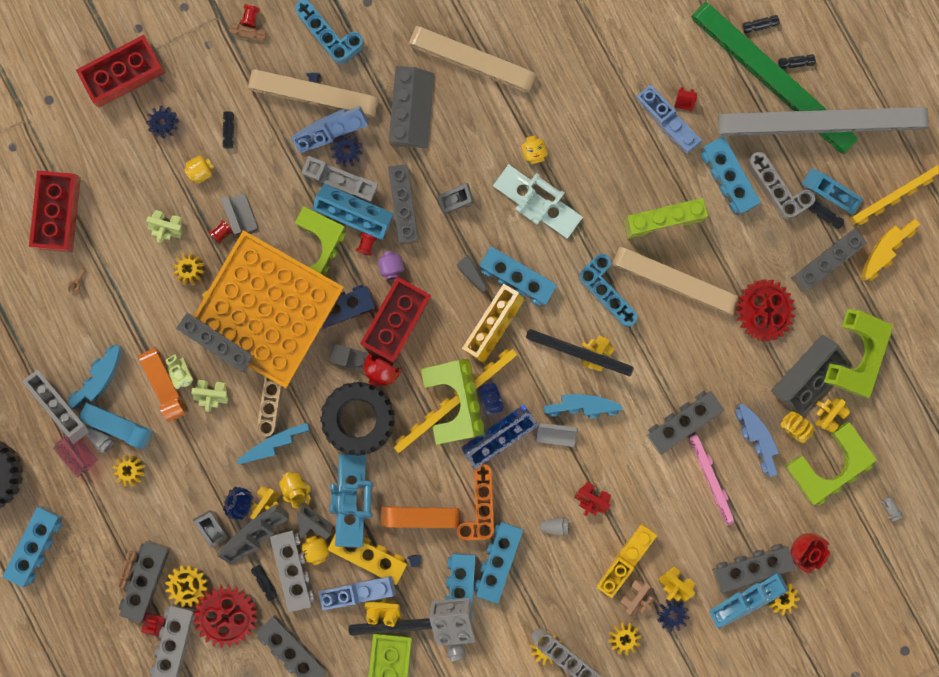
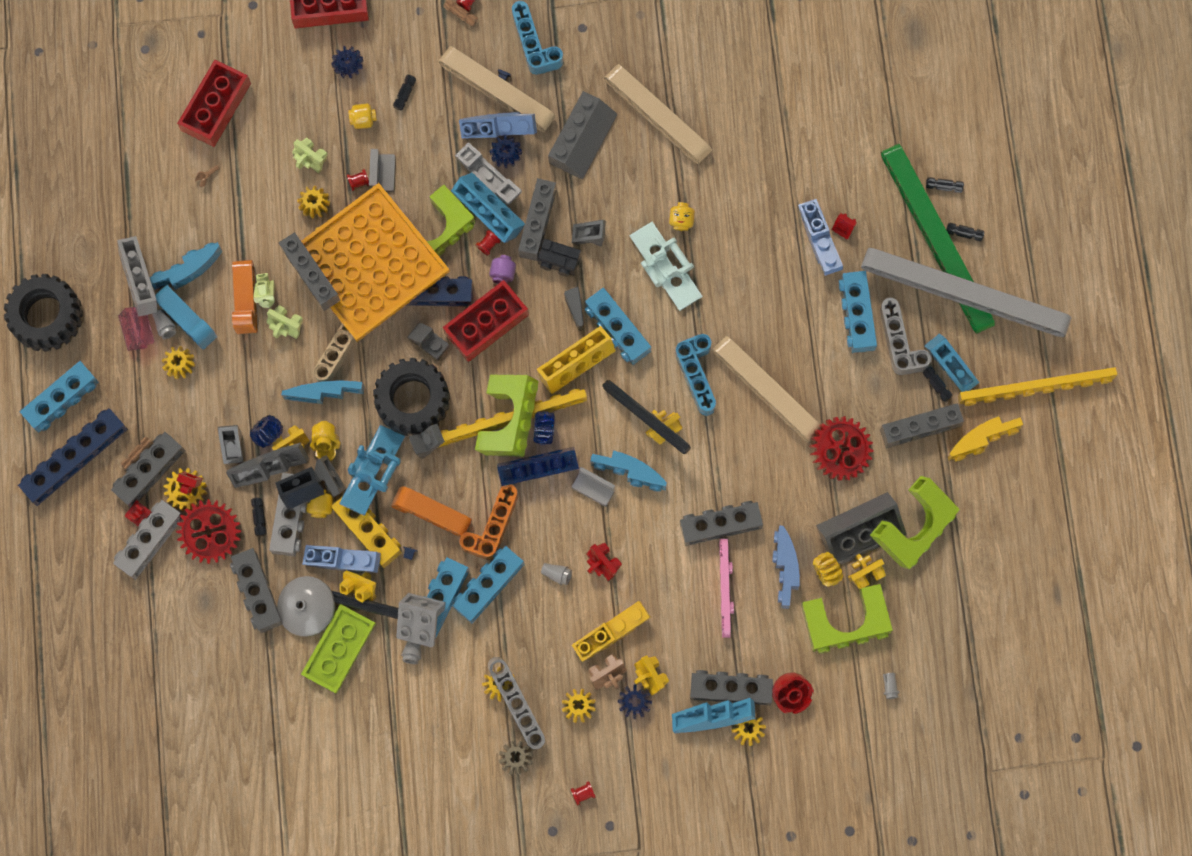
camera: 25 degrees right, 10 degrees down
(52, 644) = (69, 468): none -> dark blue brick
(188, 581) = (189, 482): none -> red tile
(293, 548) = (299, 488): none -> black brick
(350, 639) = (316, 610): none -> light grey dish
(380, 370) = (451, 361): red cylinder -> none
(389, 454) = (427, 441): none -> dark grey slope
(437, 232) = (559, 257): none -> black brick
(684, 213) = (758, 318): lime arch -> none

